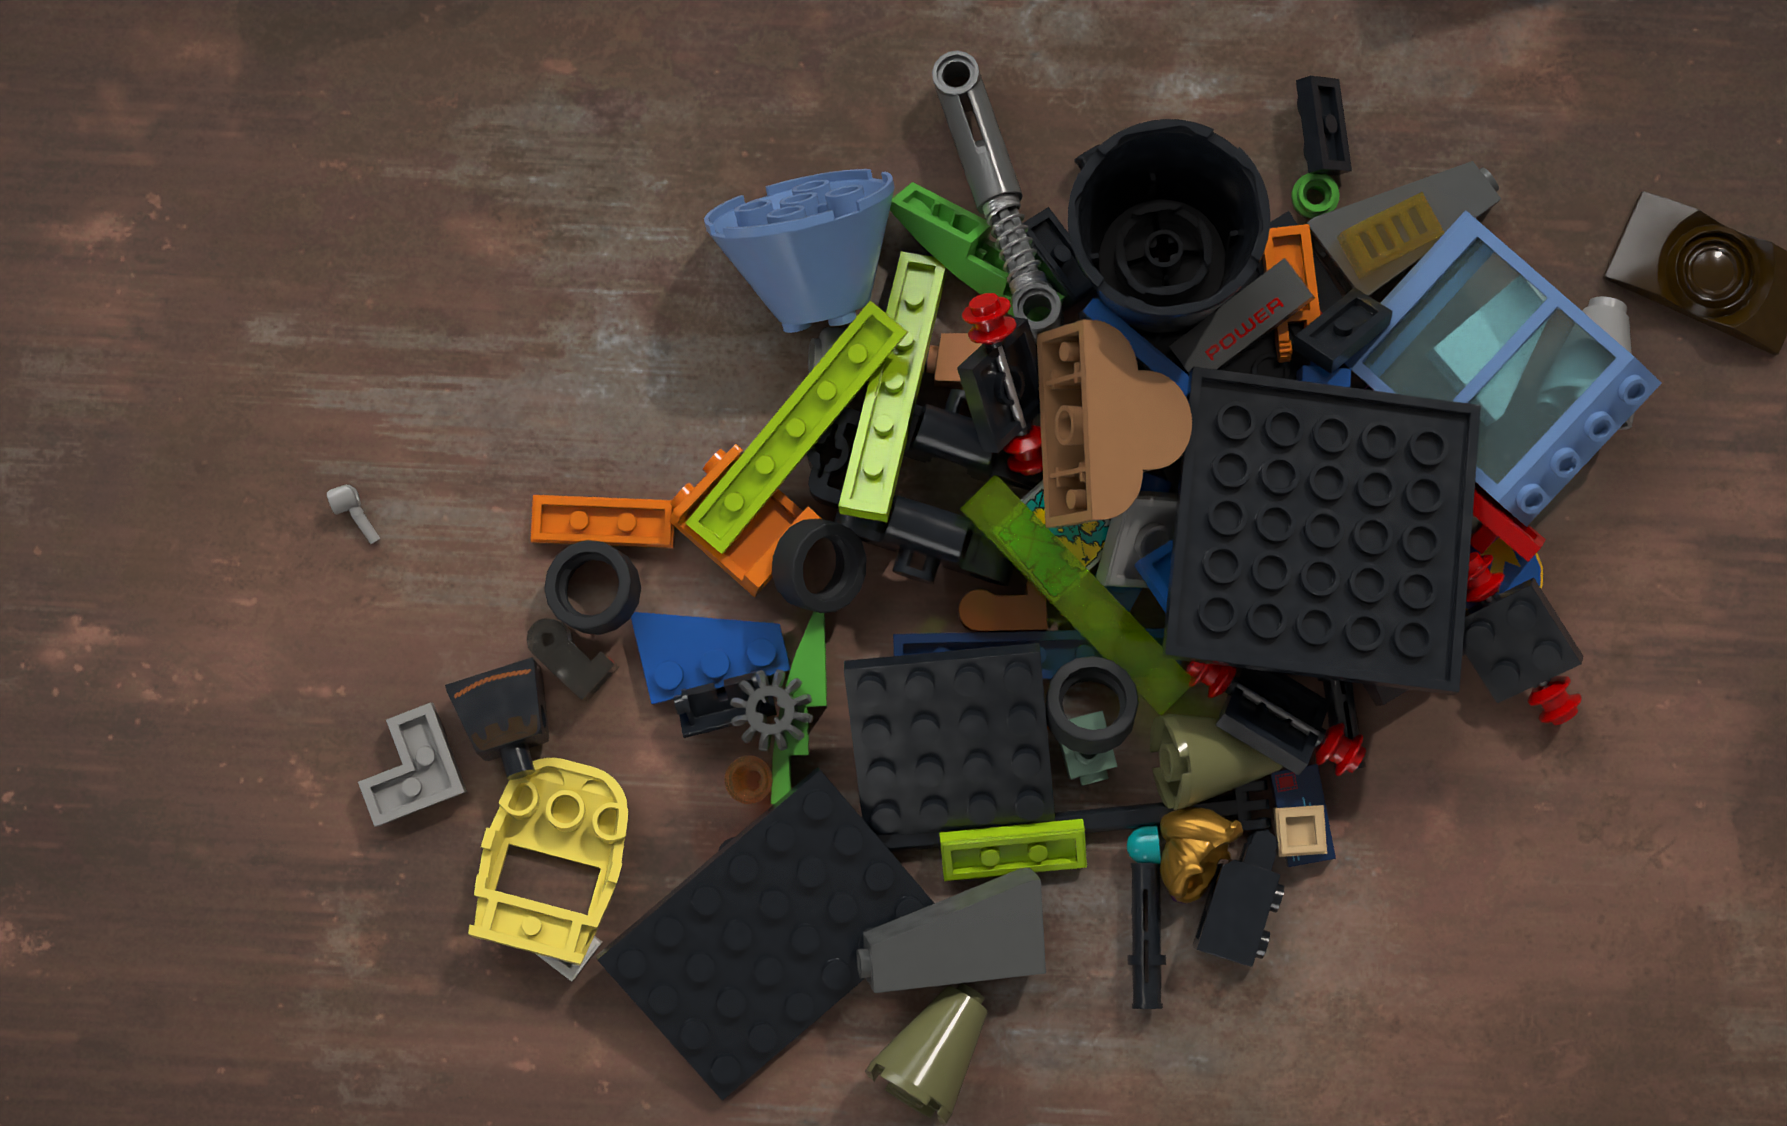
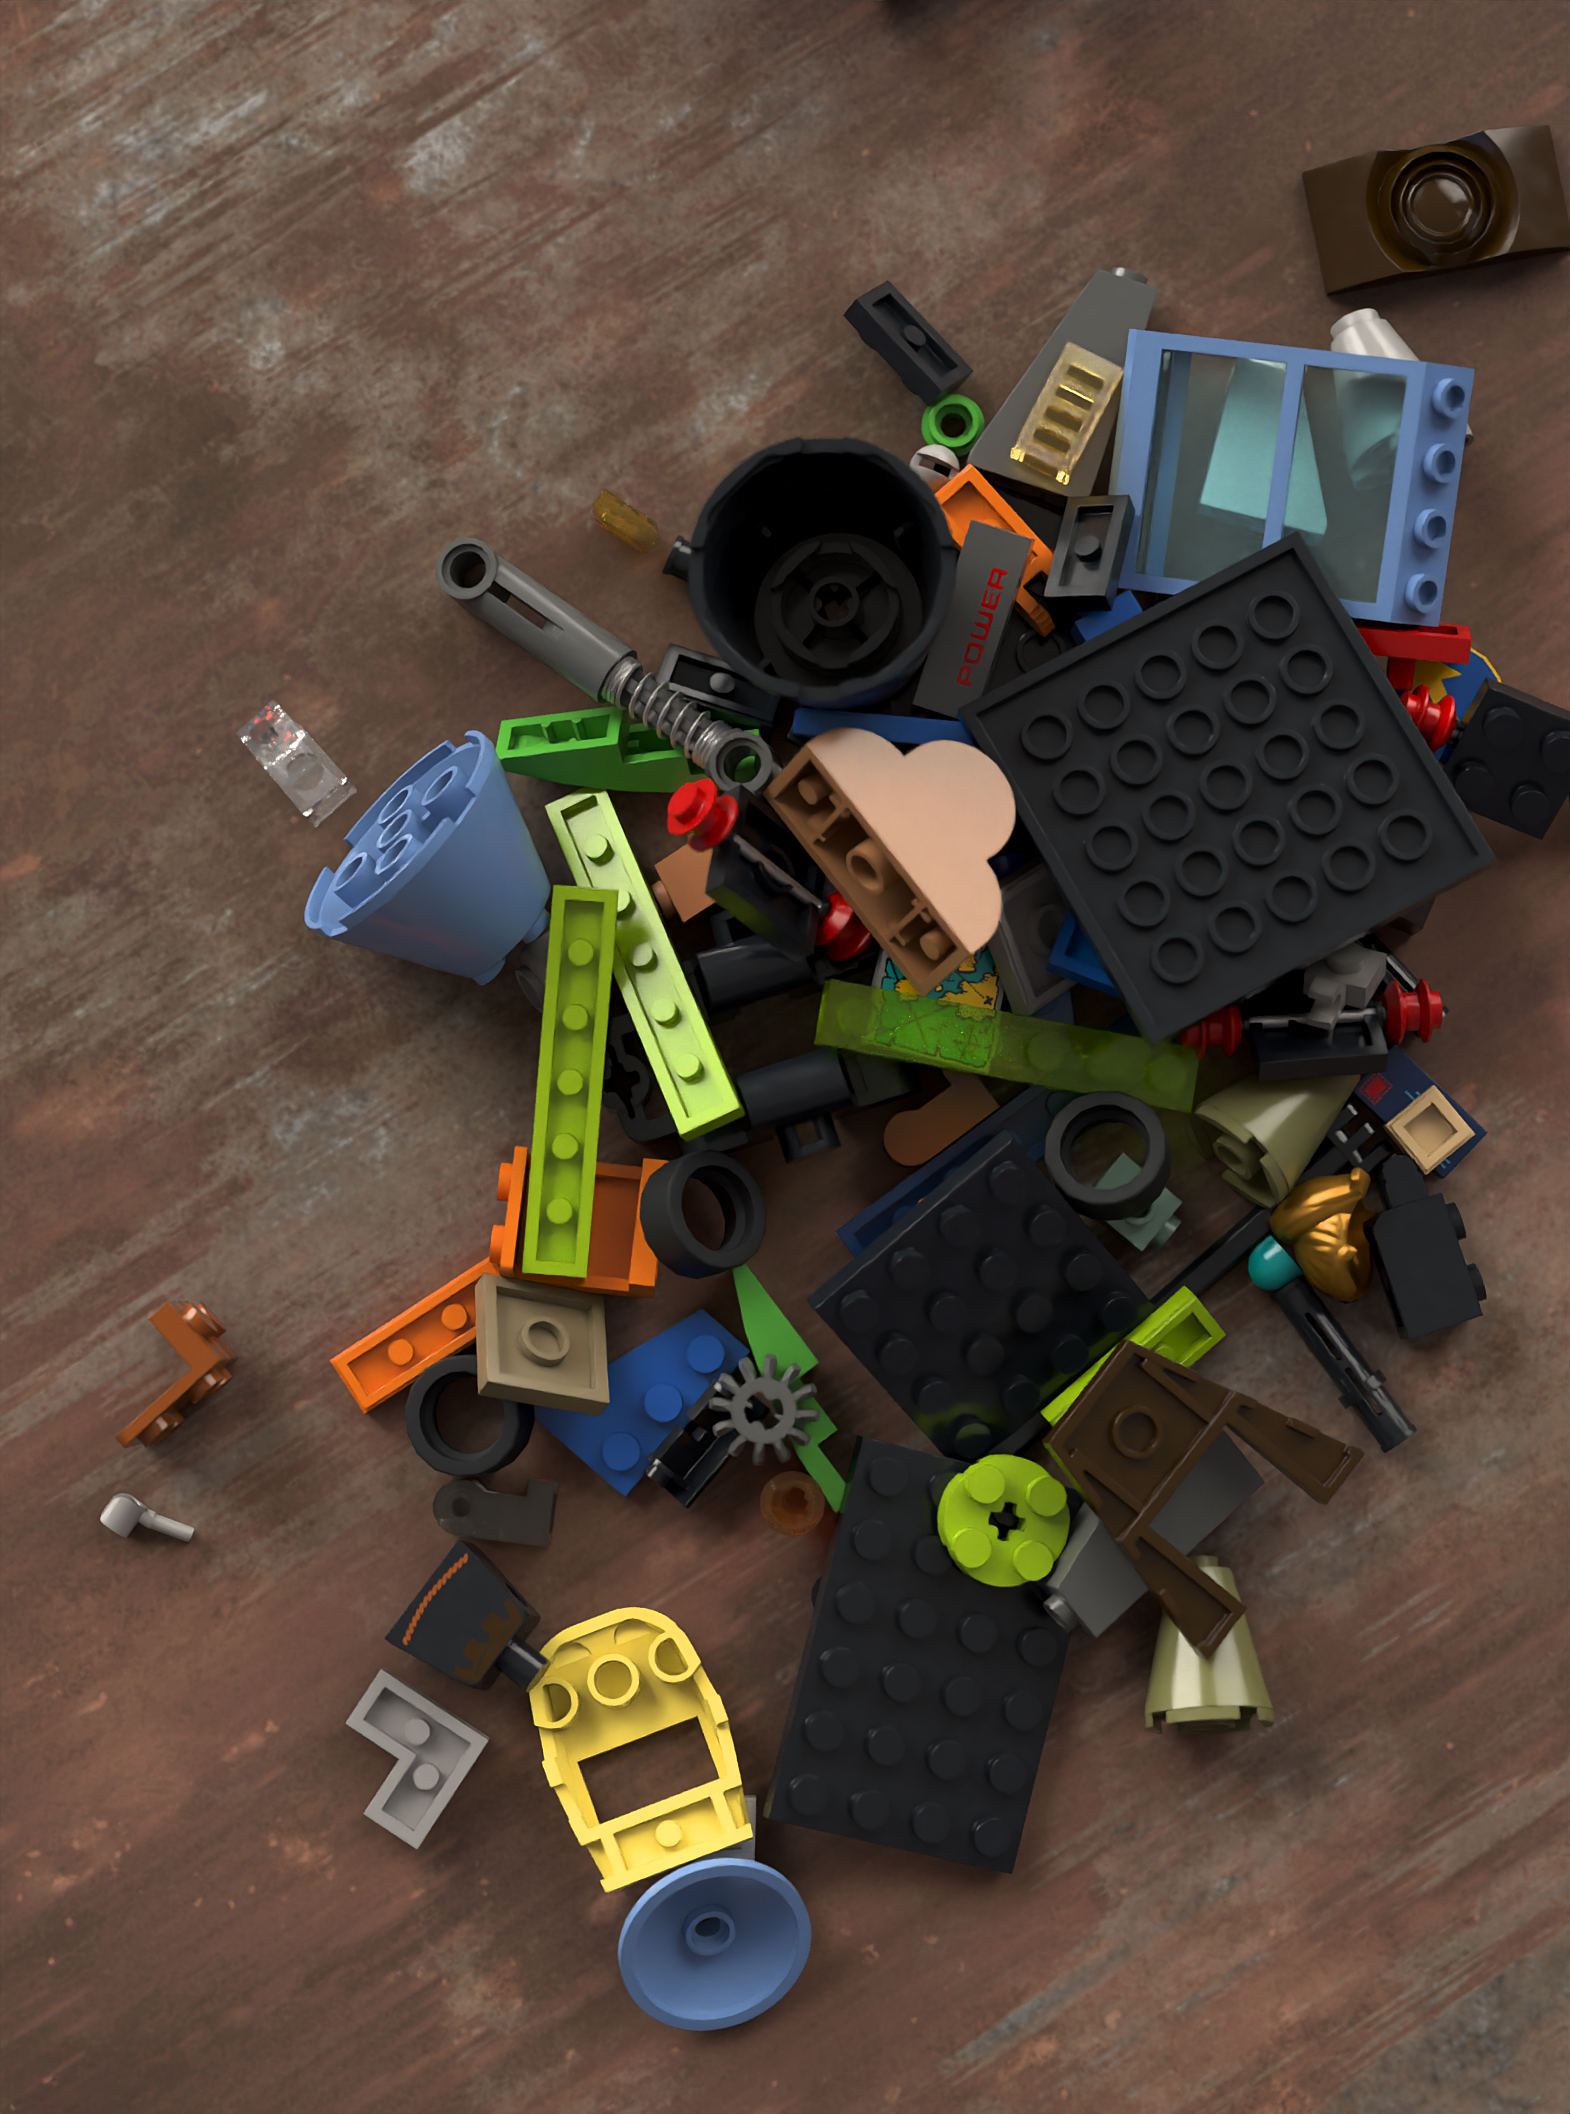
camera: 40 degrees left, 0 degrees up
(461, 425) = (196, 1337): none -> dark orange bracket
(509, 1030) = (717, 1968): none -> medium blue dish
(665, 575) = (541, 1345): none -> dark tan plate
(769, 120) = (296, 763): none -> clear leg
(869, 910) = (1028, 1549): none -> lime plate
(985, 890) = (1136, 1441): none -> dark brown wing
(1073, 113) = (625, 521): none -> clear yellow tile
(1277, 217) = (940, 455): none -> light grey hinge
(1313, 699) = (1341, 980): none -> light grey plate

